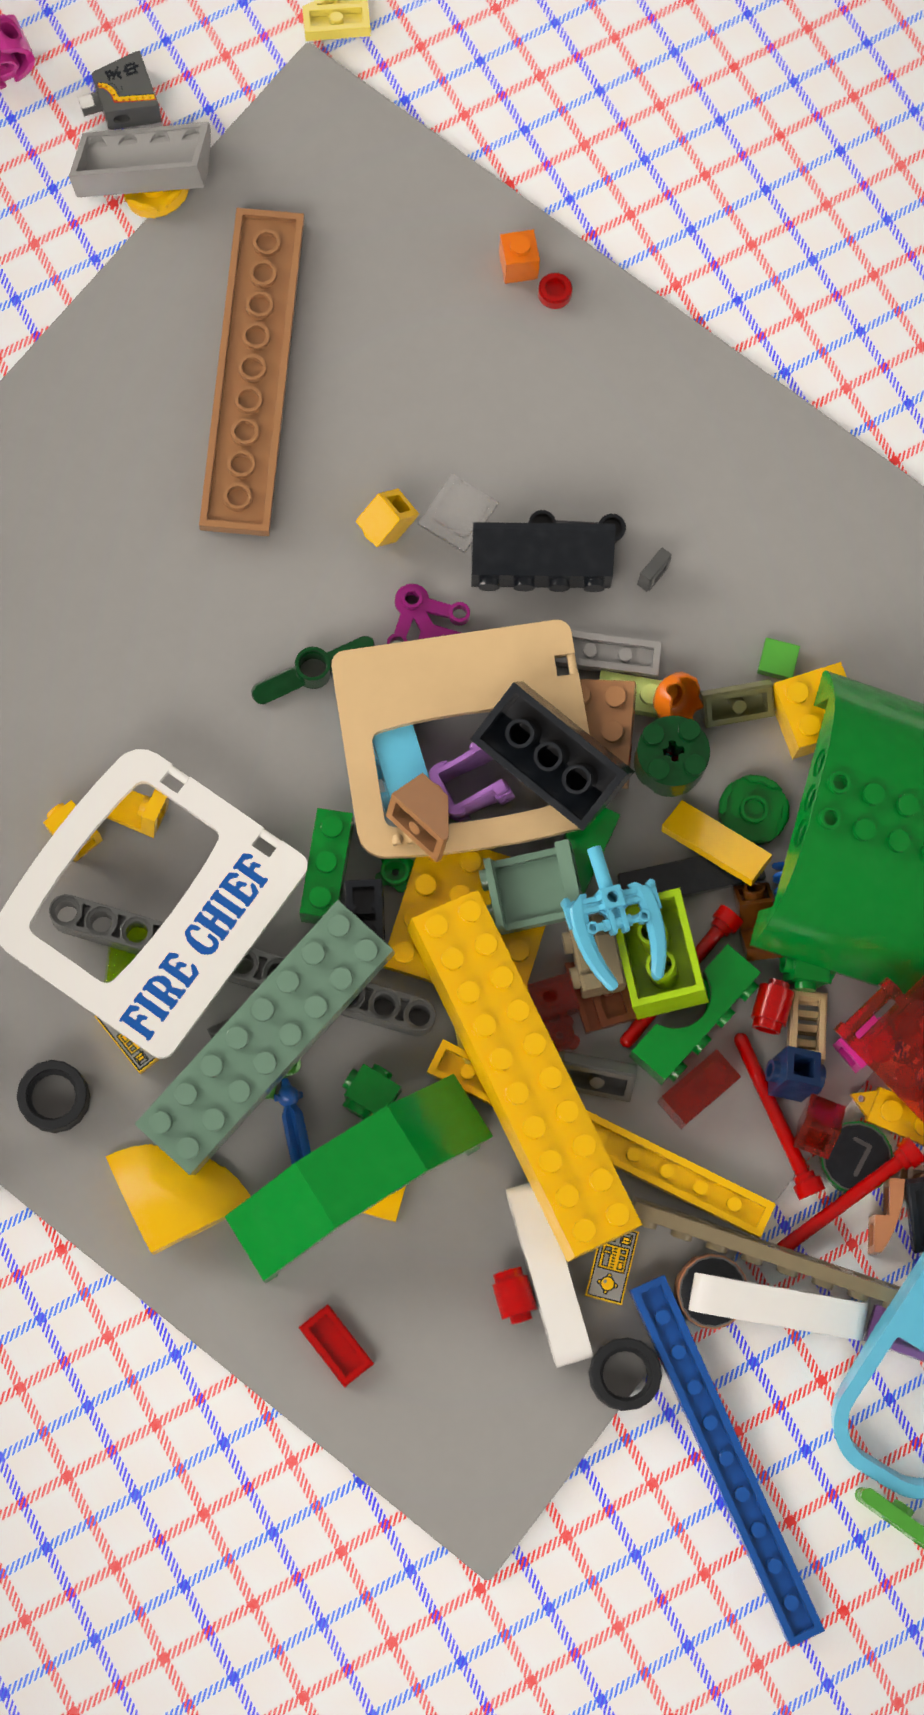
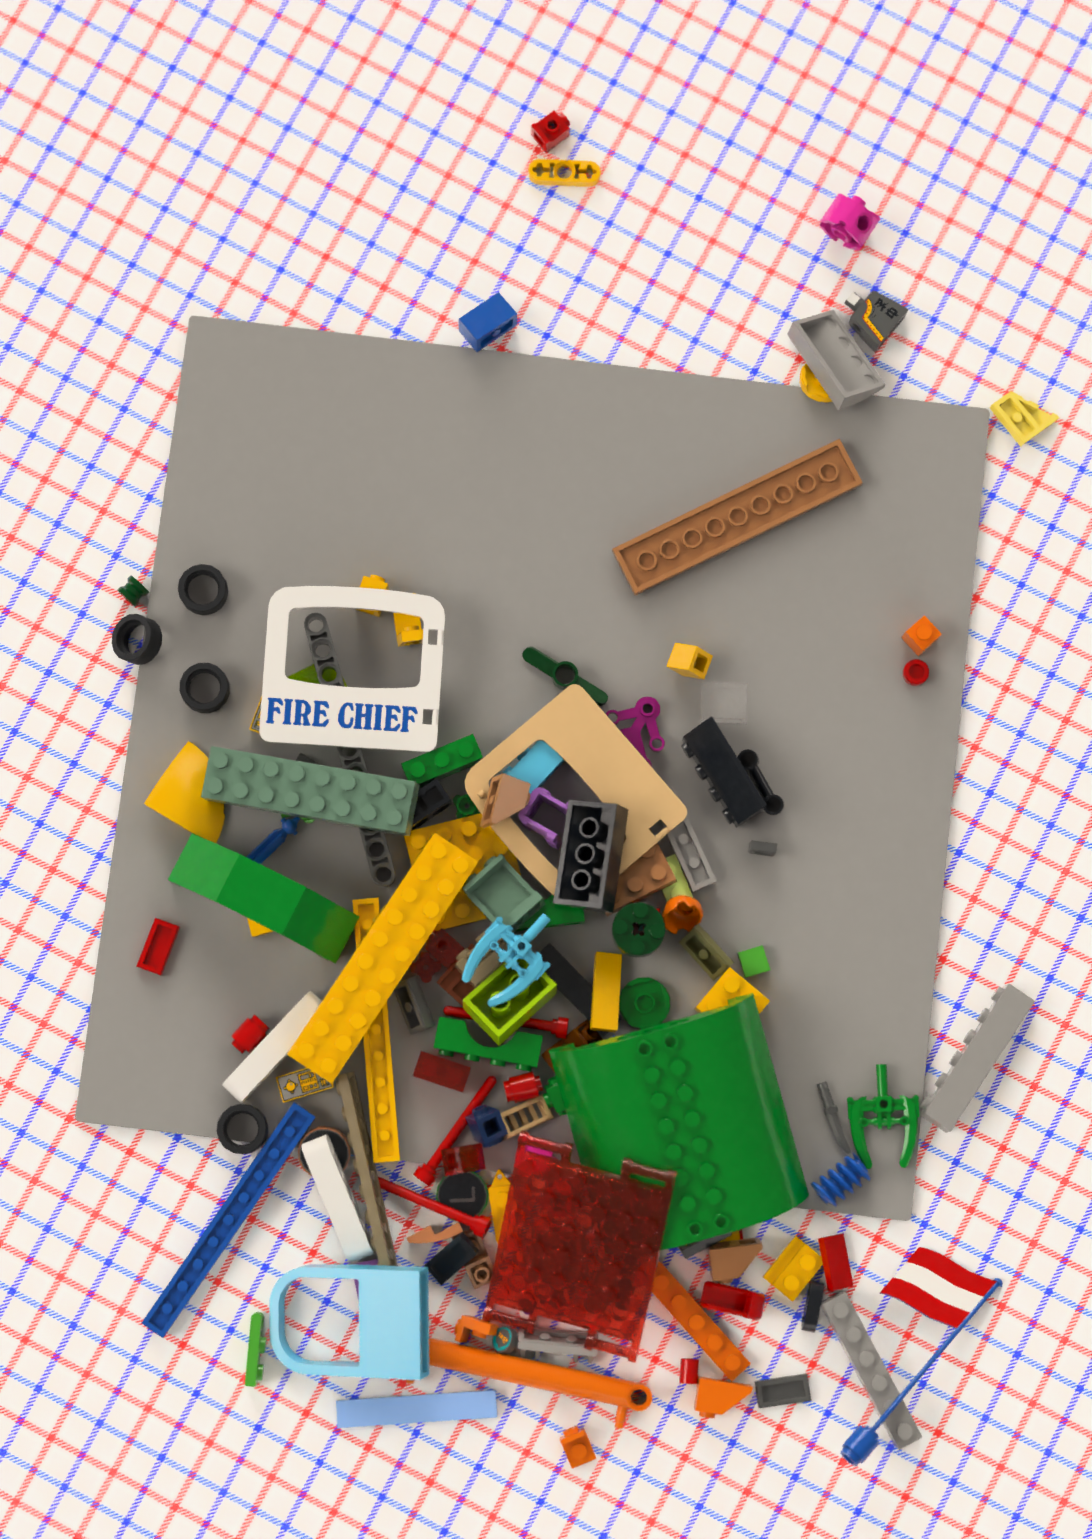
camera: 60 degrees right, 5 degrees up
(369, 1090) = (320, 874): green brick -> none

